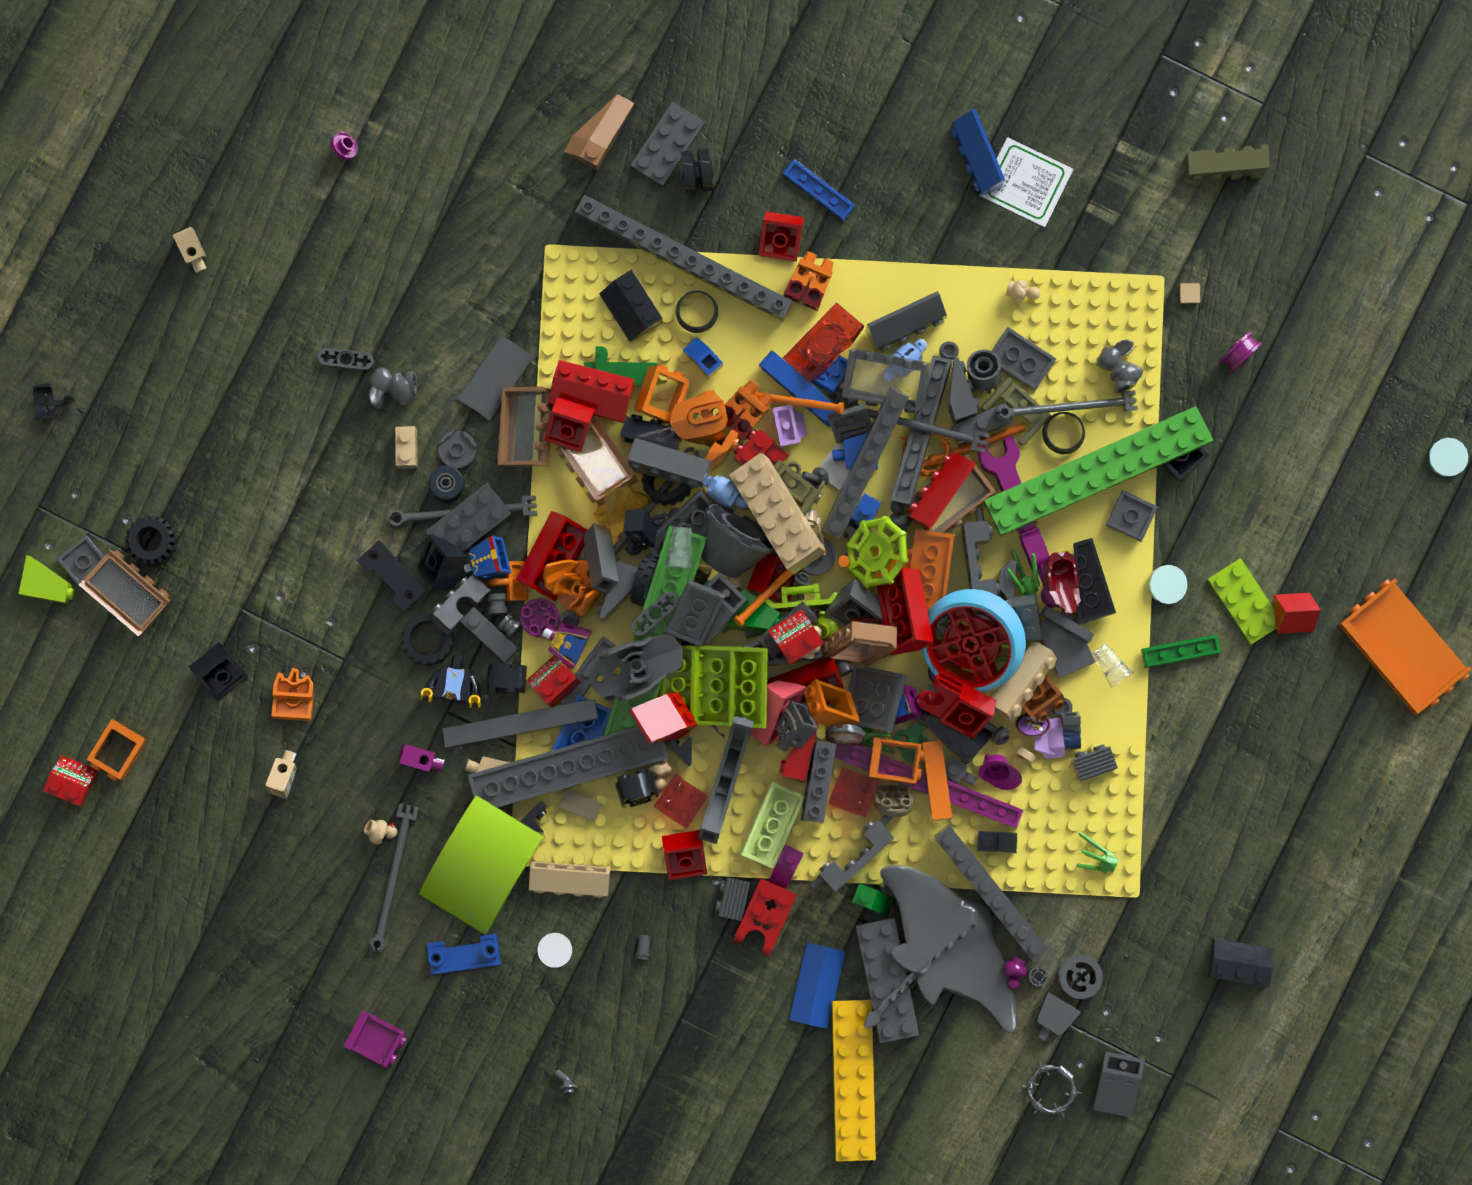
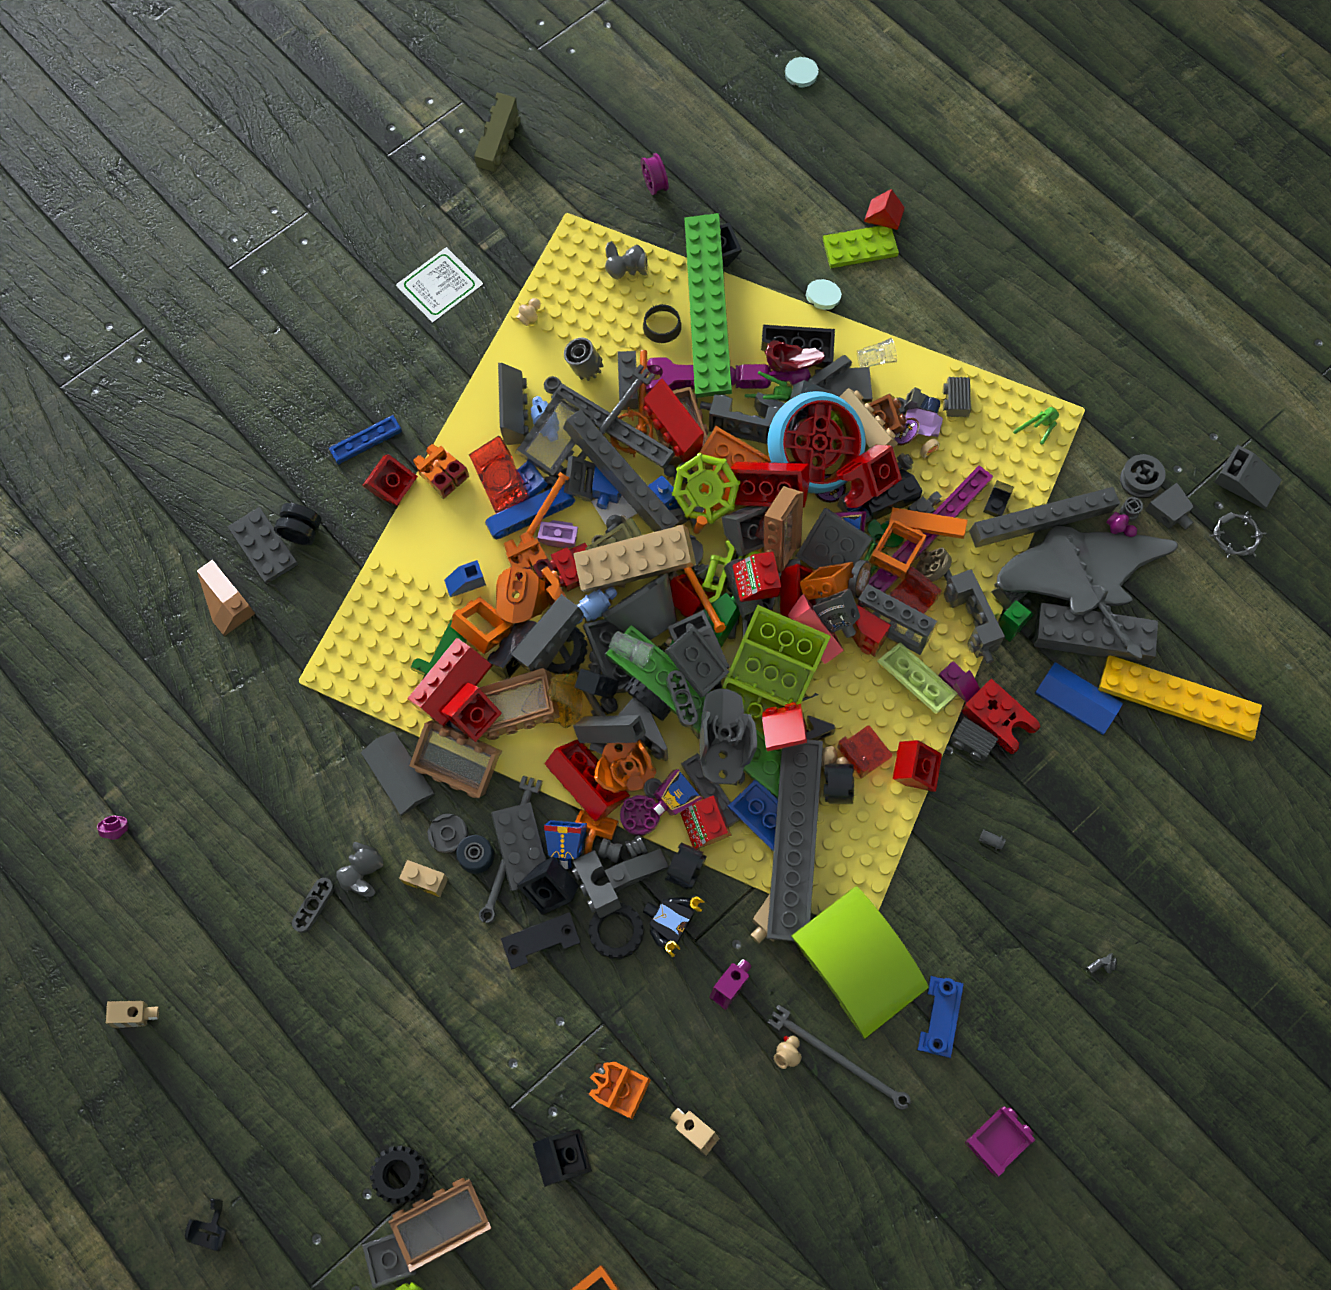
camera: 65 degrees left, 15 degrees down
(520, 723) = (734, 871): dark grey tile -> none
(537, 812) = (827, 887): black slope -> none
(554, 950) = (966, 926): white sticker -> none
(569, 878) = (903, 882): tan brick -> none
(580, 805) = (834, 845): dark tan tile -> none
(631, 306) = (389, 624): black slope -> none
(683, 258) = (367, 565): dark grey brick -> none
(697, 329) = (427, 587): black tyre -> none
(725, 779) = (858, 697): dark grey arch -> none
(960, 399) = (595, 384): dark grey slope -> none
(977, 153) = (396, 303): blue slope -> none
(999, 772) = (938, 471): magenta piece -> none
(1018, 398) = (627, 342): olive plate -> none
(1022, 359) = (591, 326): dark grey tile -> none
(1124, 401) = (656, 271): dark grey hinge -> none
(1131, 516) = (755, 298): dark grey plate -> none
(1181, 651) = (884, 304): green tile -> none
(1189, 293) = (589, 199): tan tile -> none
(1241, 963) = (1170, 349): black slope -> none
(1403, 647) = (944, 150): orange panel -> none

